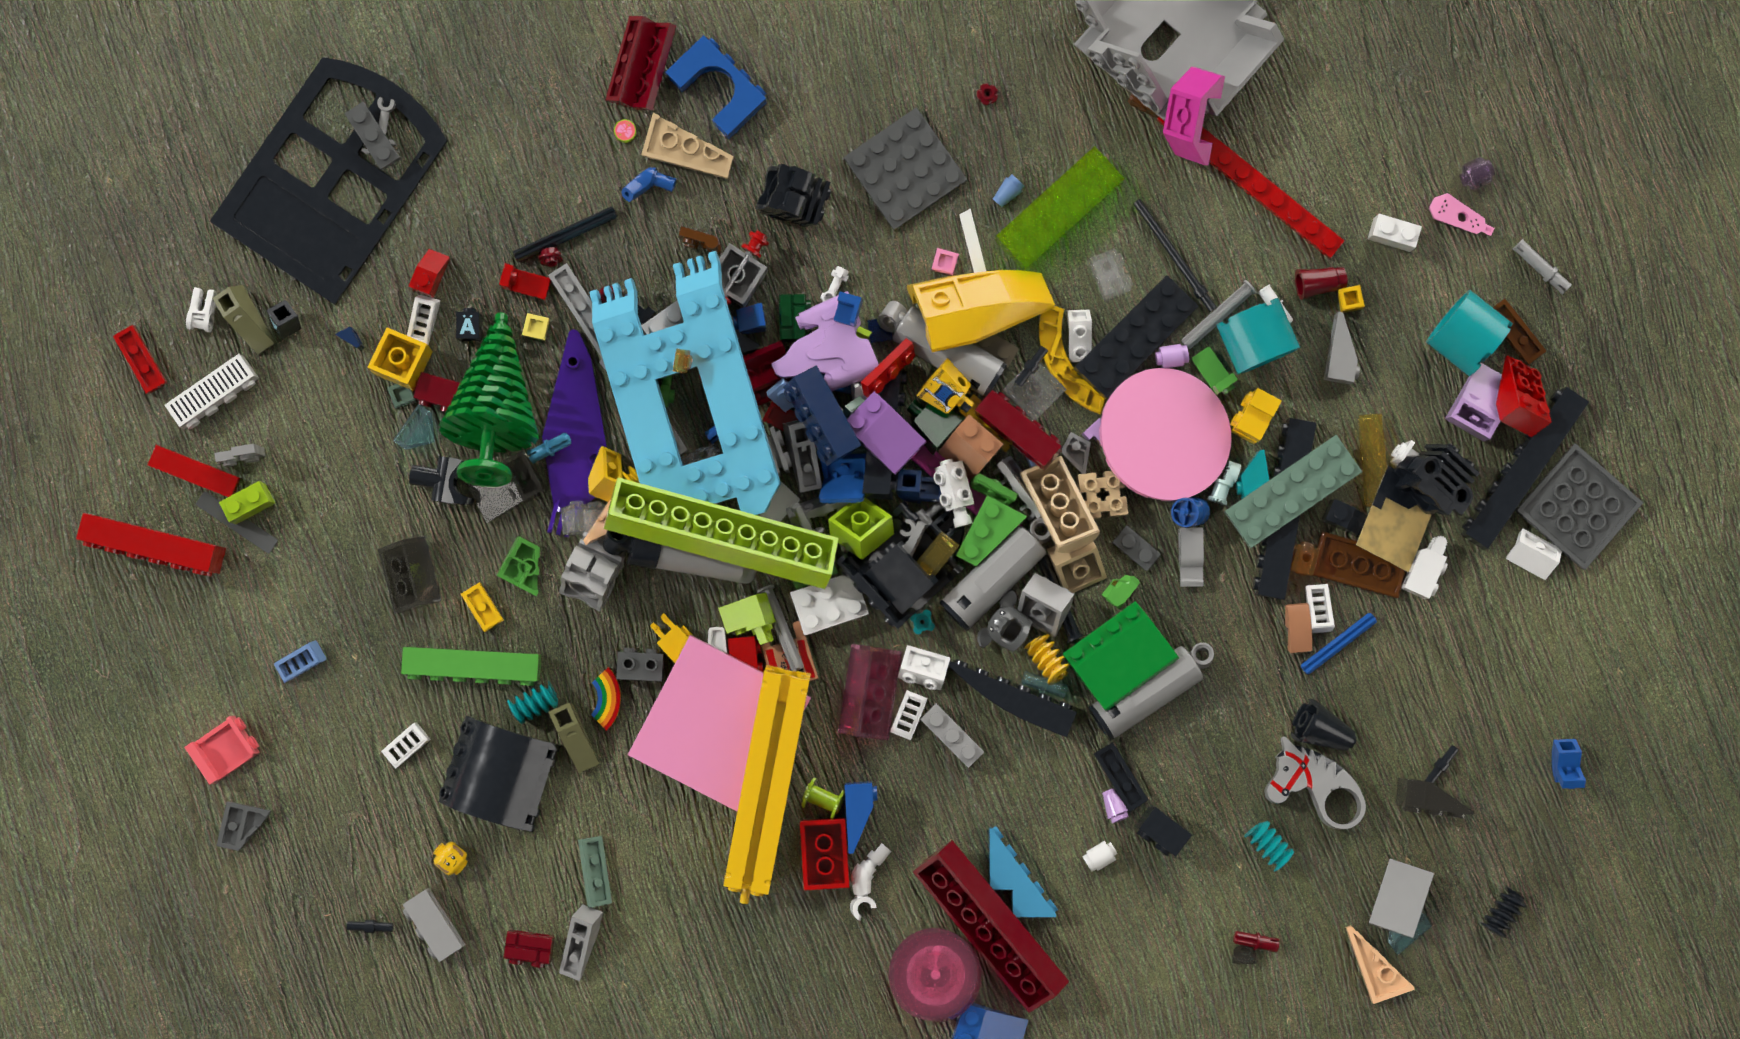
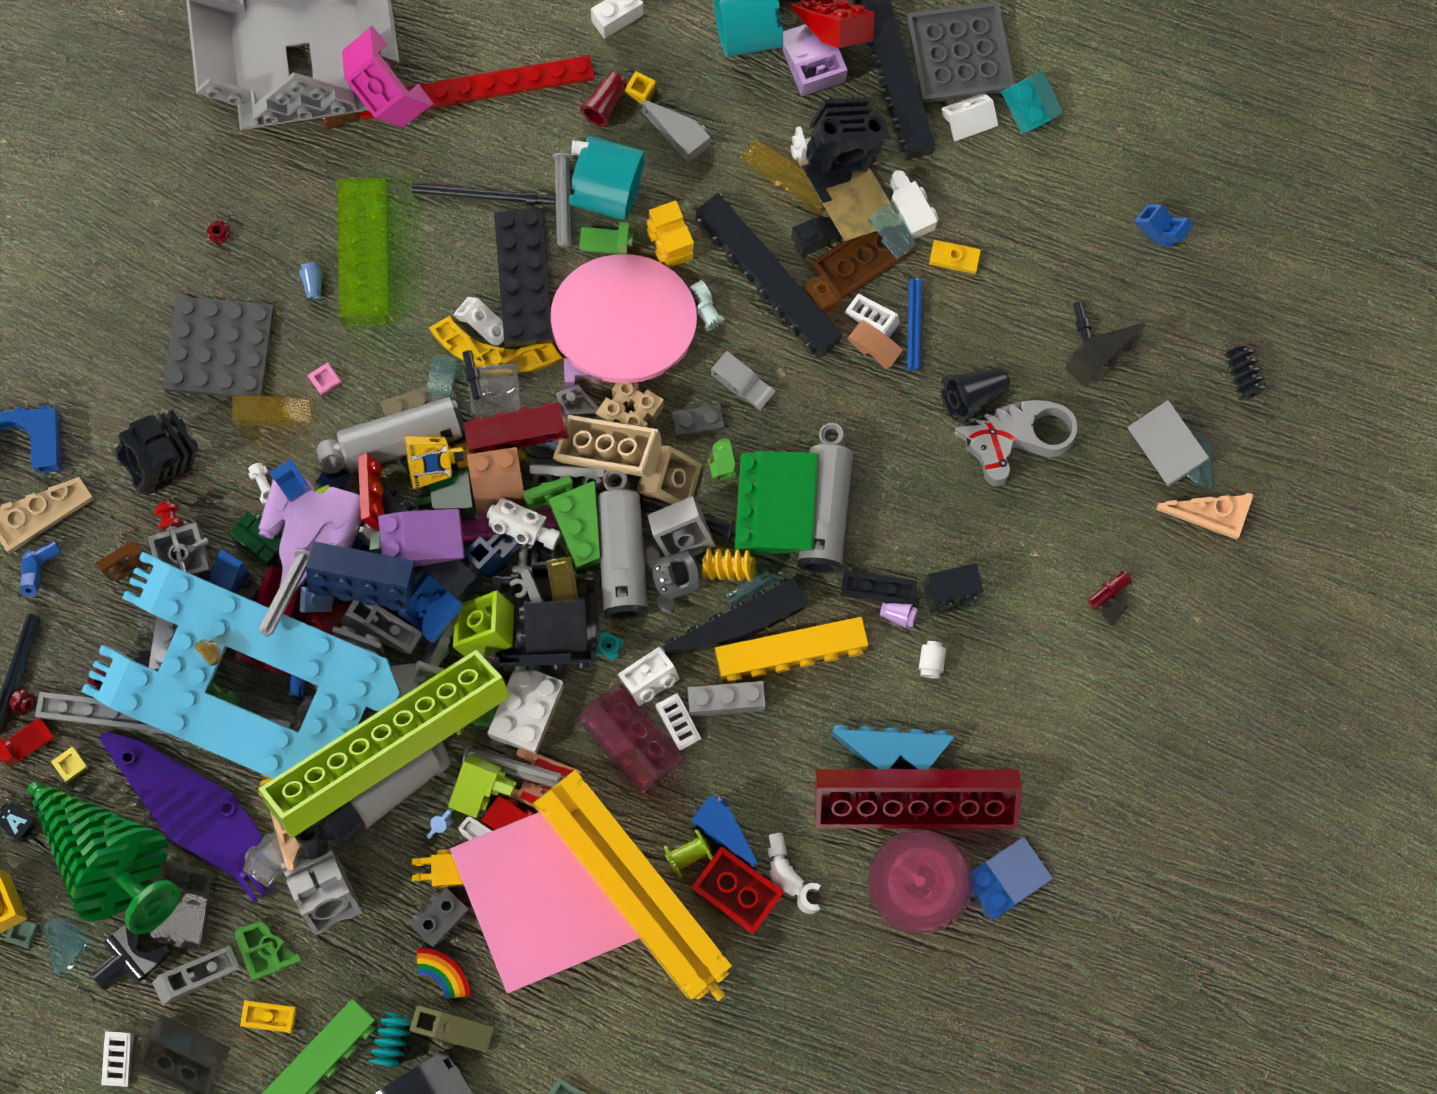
camera: 55 degrees left, 10 degrees down
(392, 526) = (108, 1058): none -> white slope
(435, 391) = (45, 898): dark red brick -> none
(469, 535) = (195, 975): none -> light grey slope
(549, 447) = (182, 838): dark azure axle -> none
(605, 473) = (248, 809): yellow slope -> none
(705, 611) = (441, 822): none -> light blue piece
(745, 280) = (189, 549): none -> light grey hand
(766, 376) = (285, 593): none -> light grey axle
(890, 246) = (270, 411): none -> clear yellow slope
(972, 241) = (341, 351): white sticker -> none
(978, 305) = (382, 377): yellow wedge -> none
(1016, 342) = (442, 375): none -> clear light blue slope
(1025, 751) = (790, 649): none -> yellow brick
(1110, 275) = (454, 255): clear brick -> none
(1172, 356) = (564, 261): lavender brick -> none
(1190, 512) = (705, 350): blue wheel -> none
(1253, 475) = (721, 278): teal slope -> none
(1270, 844) = (1037, 512): teal piece -> none
(1293, 491) = (758, 255): sand green plate -> none
(1394, 572) = (891, 228): none -> clear light blue slope
(1415, 630) = (954, 257): none -> yellow plate
(1583, 592) = (1032, 102): none -> teal slope

